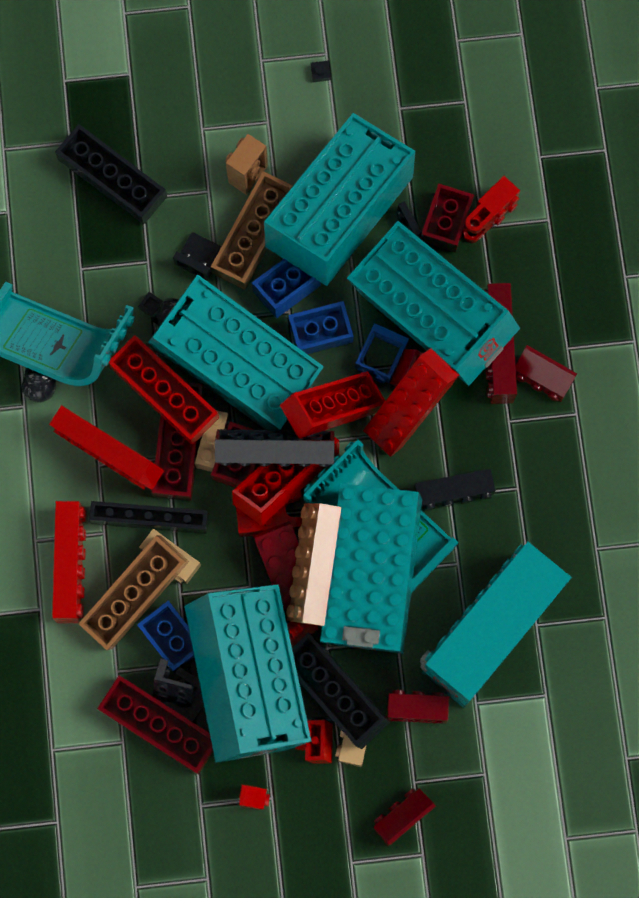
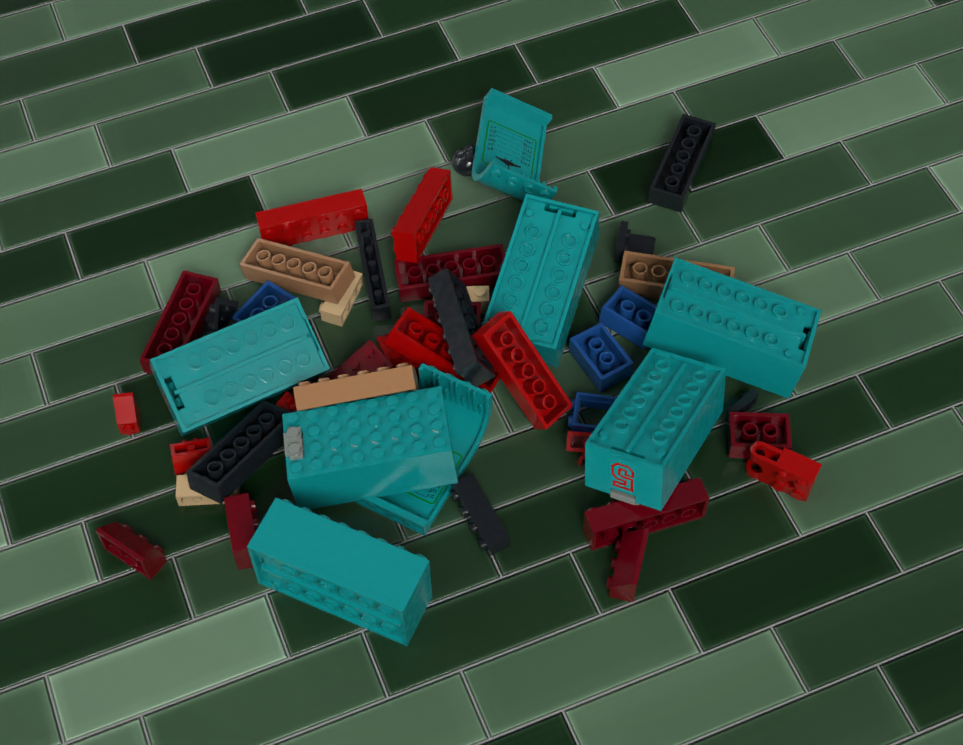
camera: 75 degrees right, 20 degrees down
(163, 389) = (487, 239): red brick -> none
(246, 163) = (736, 249): medium nougat brick -> none
(320, 71) = (860, 298): black plate -> none
(411, 402) = (547, 432): red brick -> none

